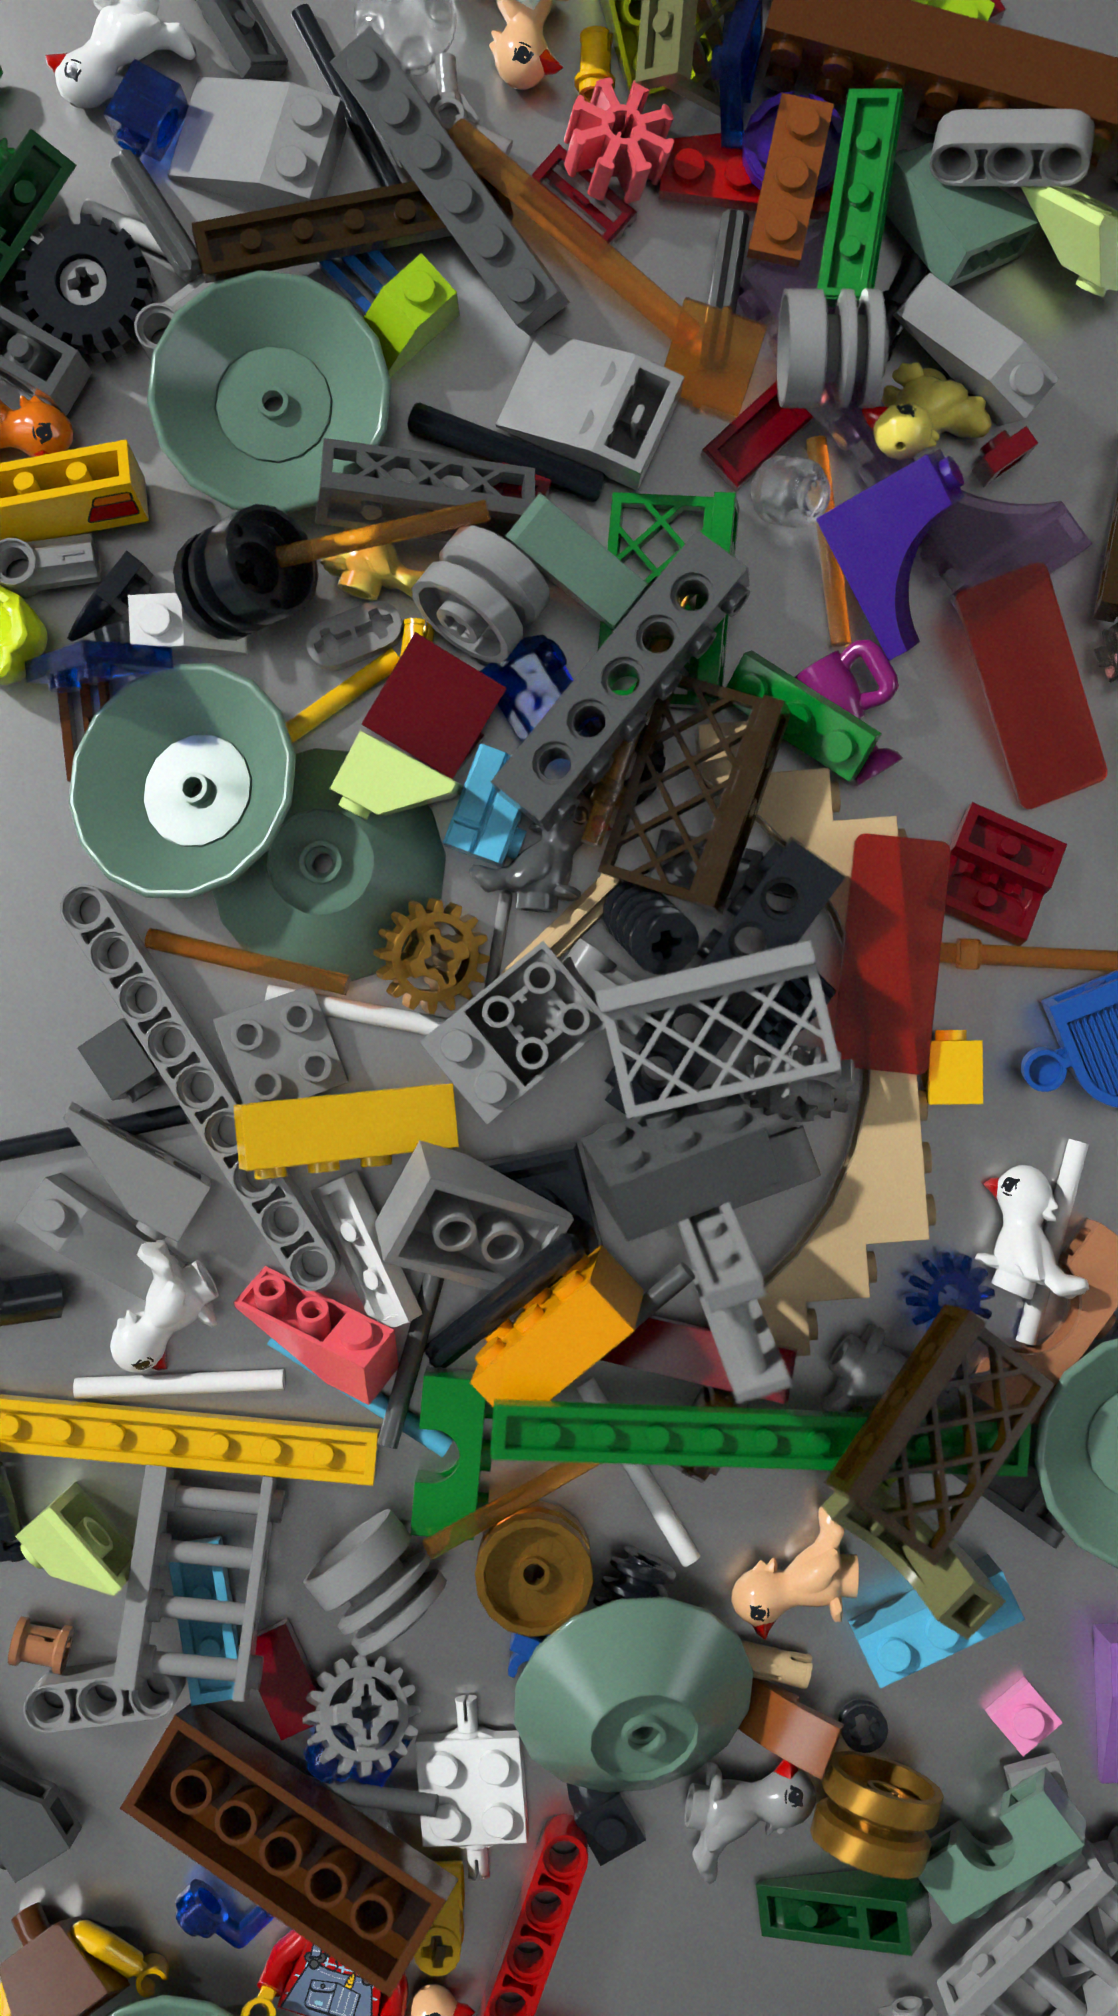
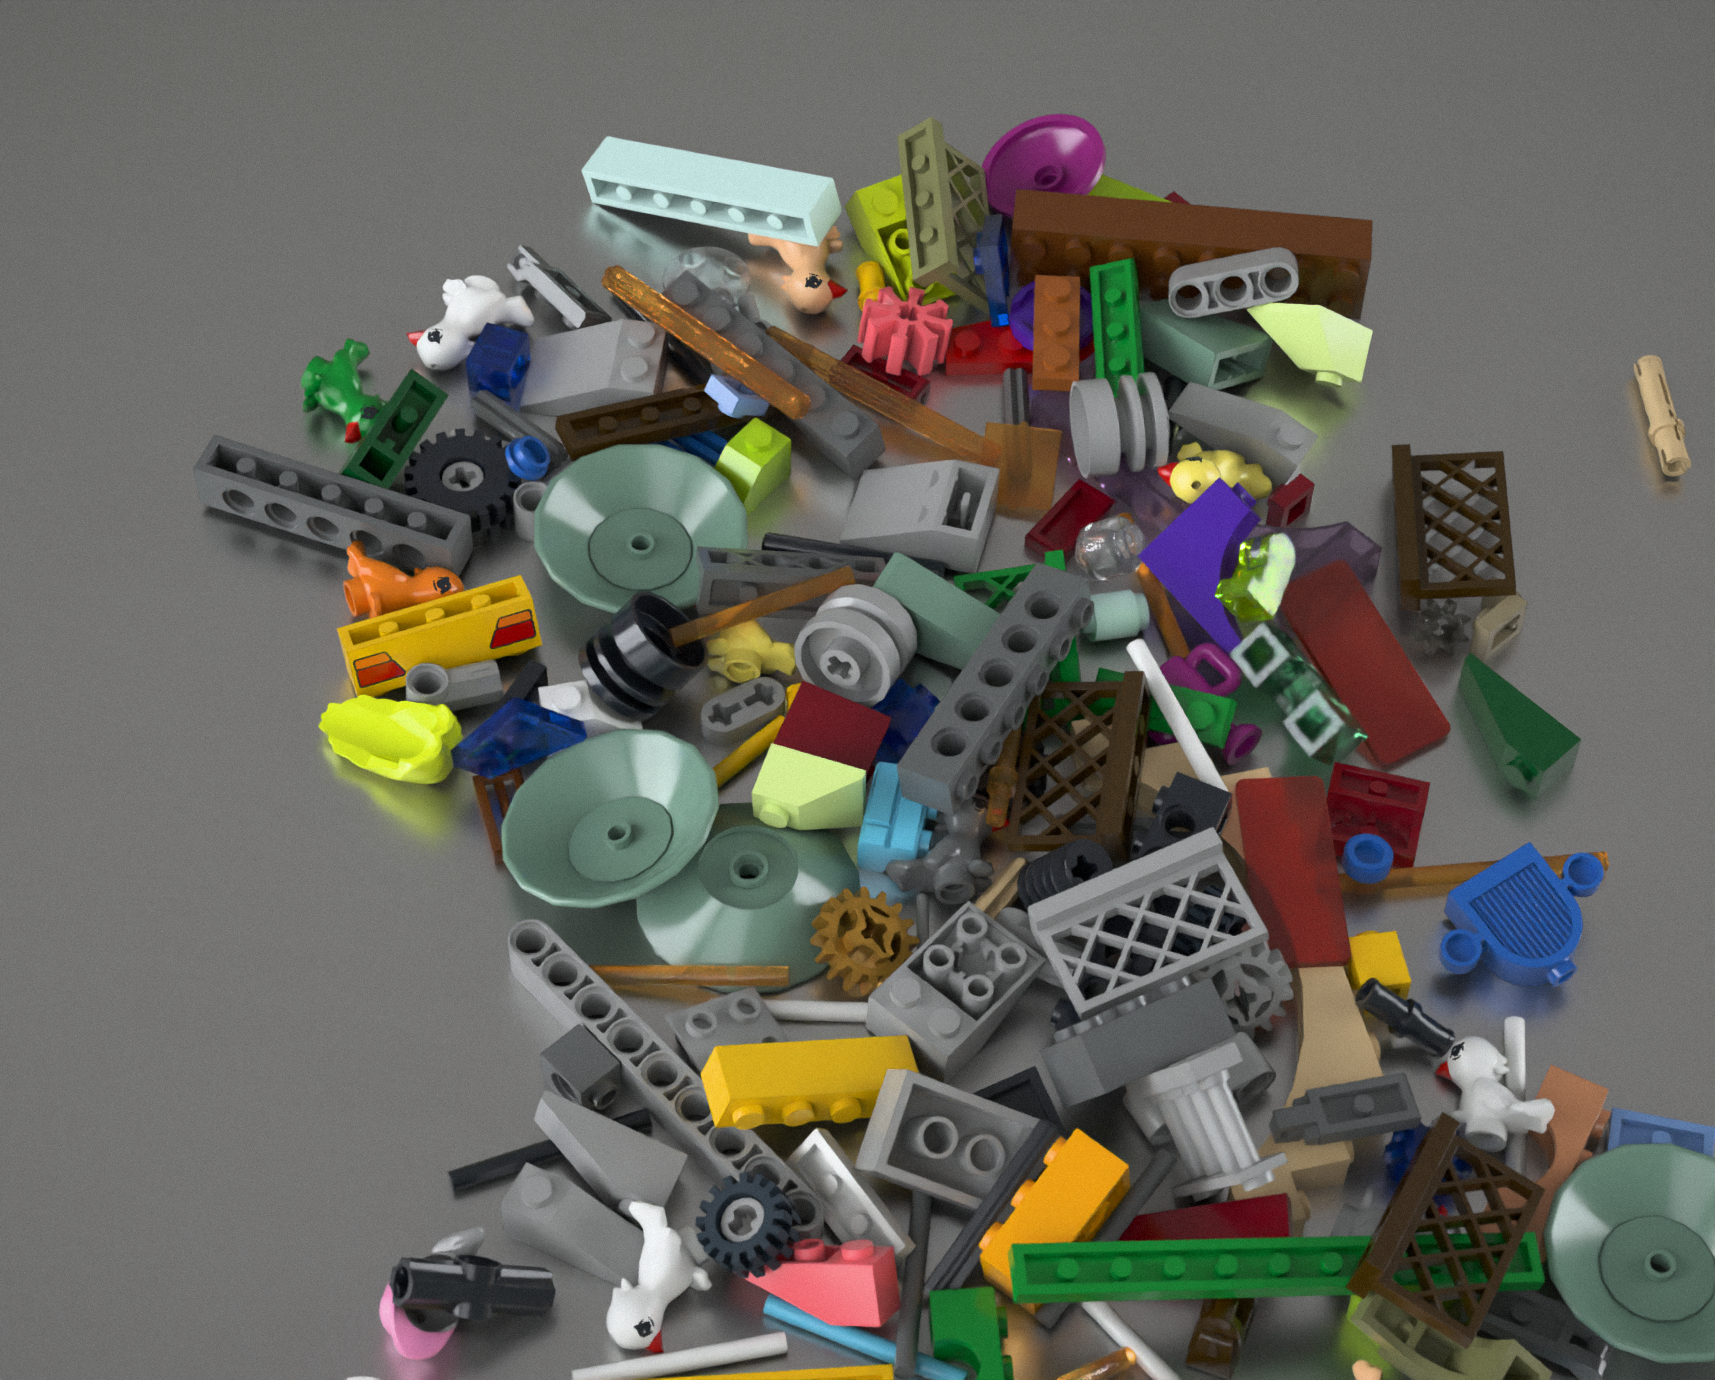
camera: 10 degrees left, 35 degrees down
(153, 274) = (527, 458): none -> blue plate
(277, 1282) = (770, 1228): none -> black bush
(376, 138) = (706, 342): none -> clear orange axle
(403, 222) = (734, 397): none -> medium blue plate
(779, 575) = (1117, 615): none -> light aqua brick
(811, 752) = (1174, 714): none -> white bar
(881, 1258) = (1348, 1111): none -> dark grey hinge
(943, 576) = (1258, 578): none -> clear neon green leg
(945, 688) = (1313, 709): none -> clear green arch
(966, 1138) = (1405, 1018): none -> black pin
(975, 940) = (1367, 858): none -> blue tile

